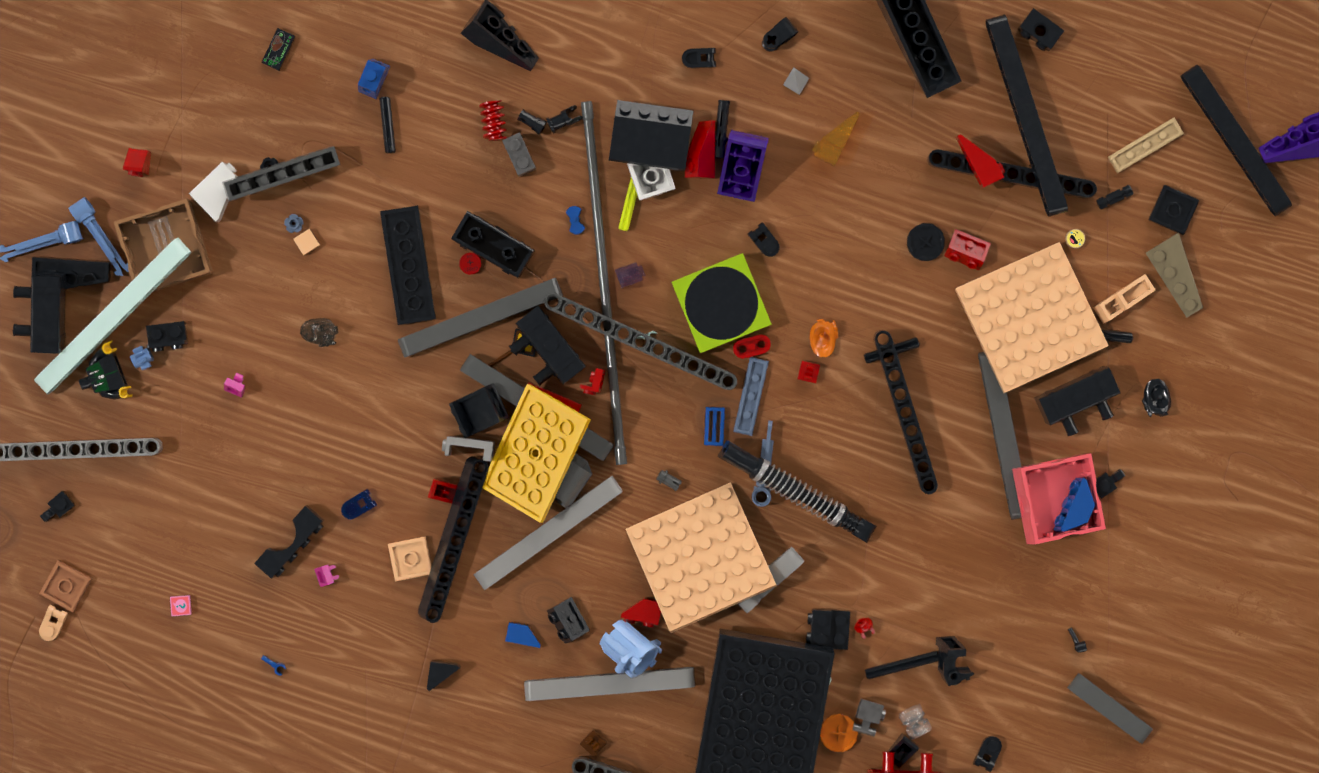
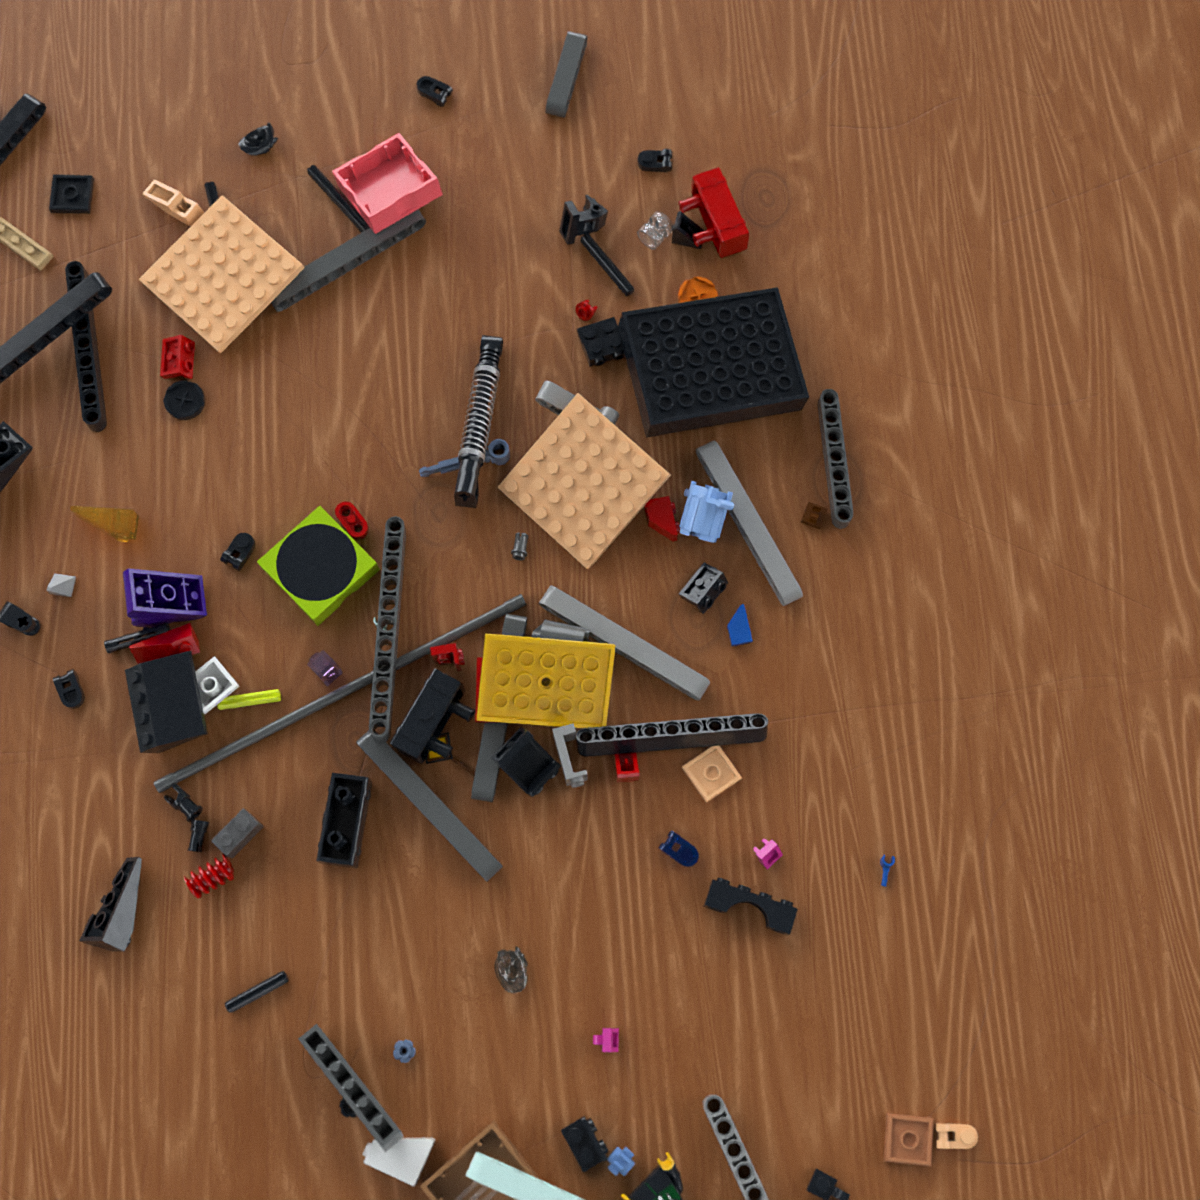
camera: 120 degrees left, 15 degrees down
(180, 605) = (870, 998): tile -> none
(278, 49) = (214, 1153): black tile -> none
(306, 242) = (419, 1028): light nougat tile -> none
(373, 78) = (209, 1029): blue torso -> none
(408, 265) = (401, 904): black plate -> none
(439, 672) = (814, 692): black slope -> none
(470, 263) = (375, 839): red piece -> none
(573, 213) = (281, 752): blue piece -> none
(714, 409) = (451, 532): blue tile -> none
(750, 396) = (403, 502): sand blue tile -> none
(808, 372) = (357, 458): red tile -> none
(823, 337) = (316, 456): orange hat -> none
(869, 713) = (666, 273): flat silver brick -> none
(900, 347) = (304, 389): black axle -> none
(917, 437) = (353, 358): black beam -> none
(983, 165) = (80, 370): red slope -> none
(1067, 449) = (337, 198): none -> black axle
(1075, 238) = (130, 268): tile -> none
(1076, 507) = (388, 166): blue slope -> none
(1077, 396) = (282, 204): black piece -> none
(1079, 646) = (521, 122): black hand -> none
(1105, 483) = (352, 152): black plate -> none
(1114, 197) = (77, 248): black axle -> none
(1149, 573) = (427, 87): none -> black plate
(1173, 267) = (131, 169): dark tan wing -> none

